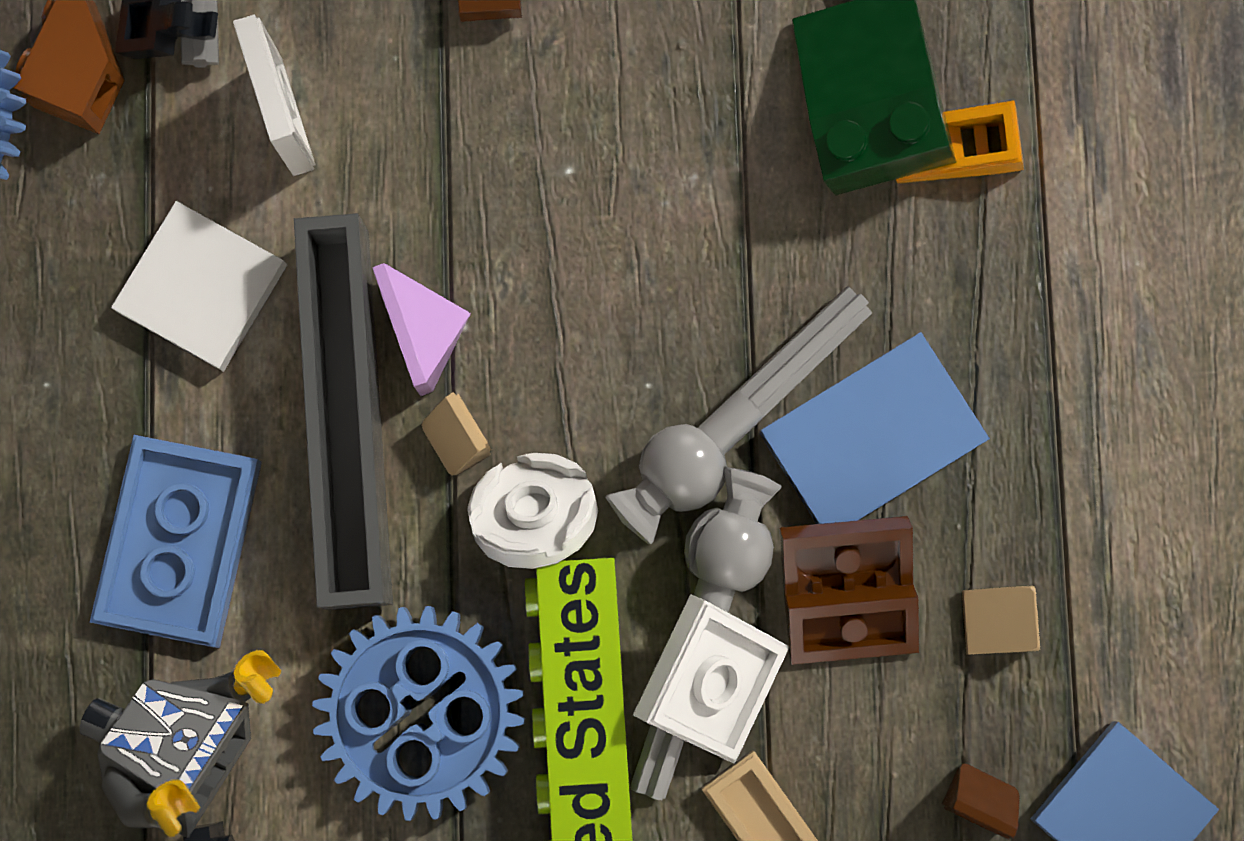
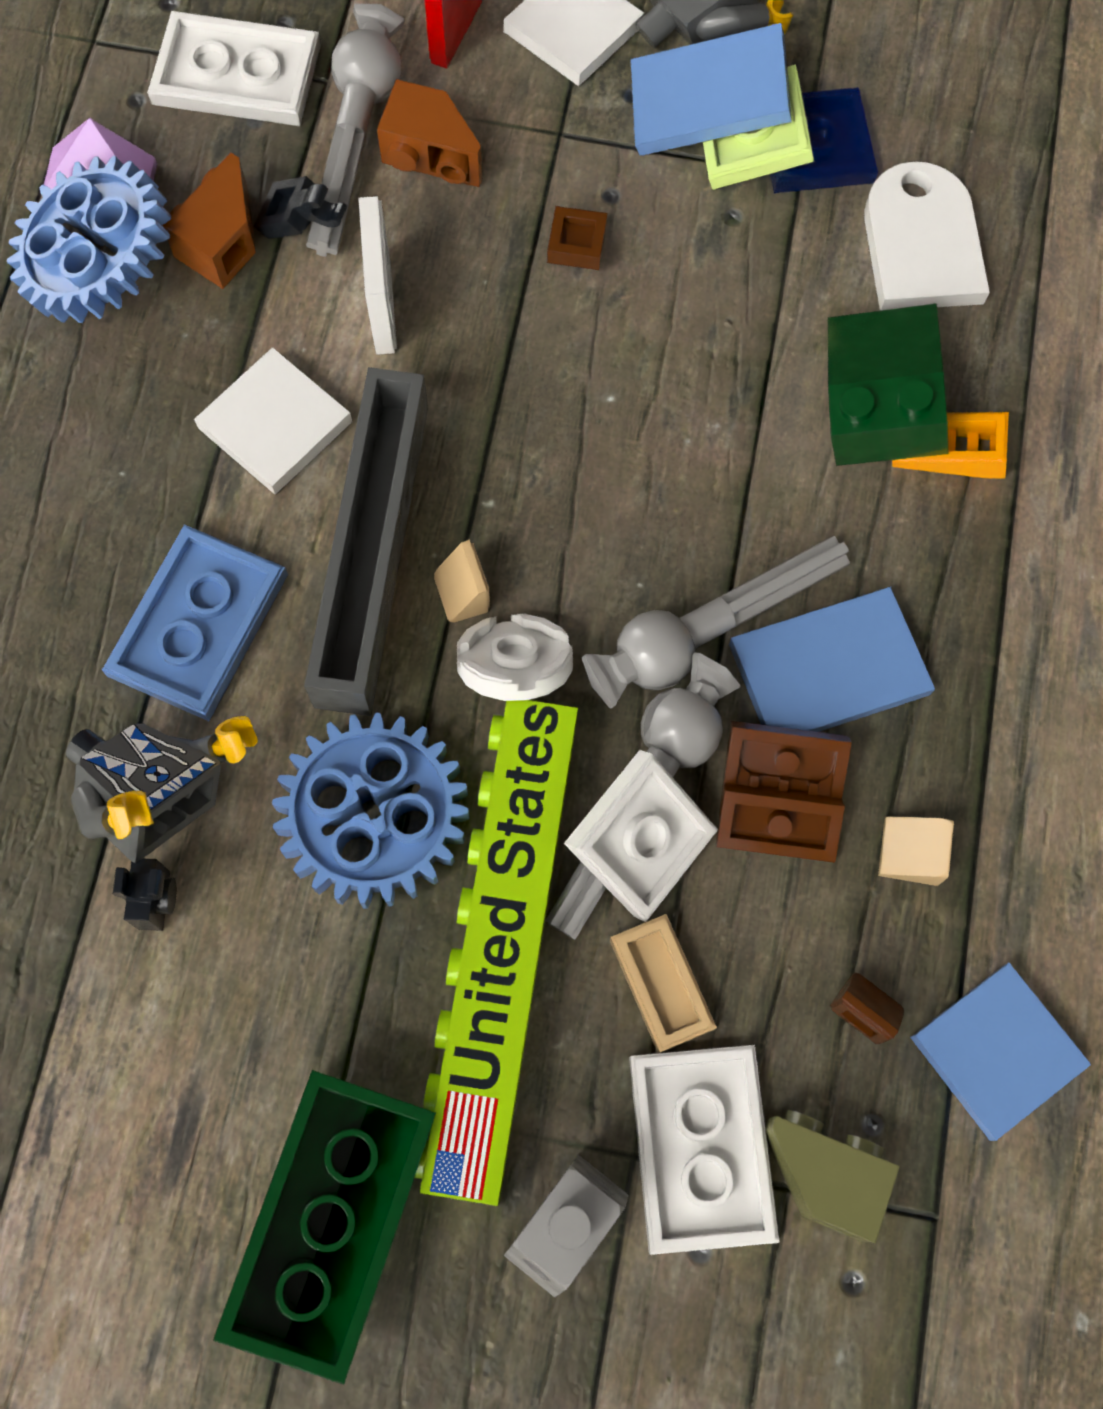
camera: 10 degrees right, 10 degrees down
(423, 324) = (457, 488): lavender slope -> none

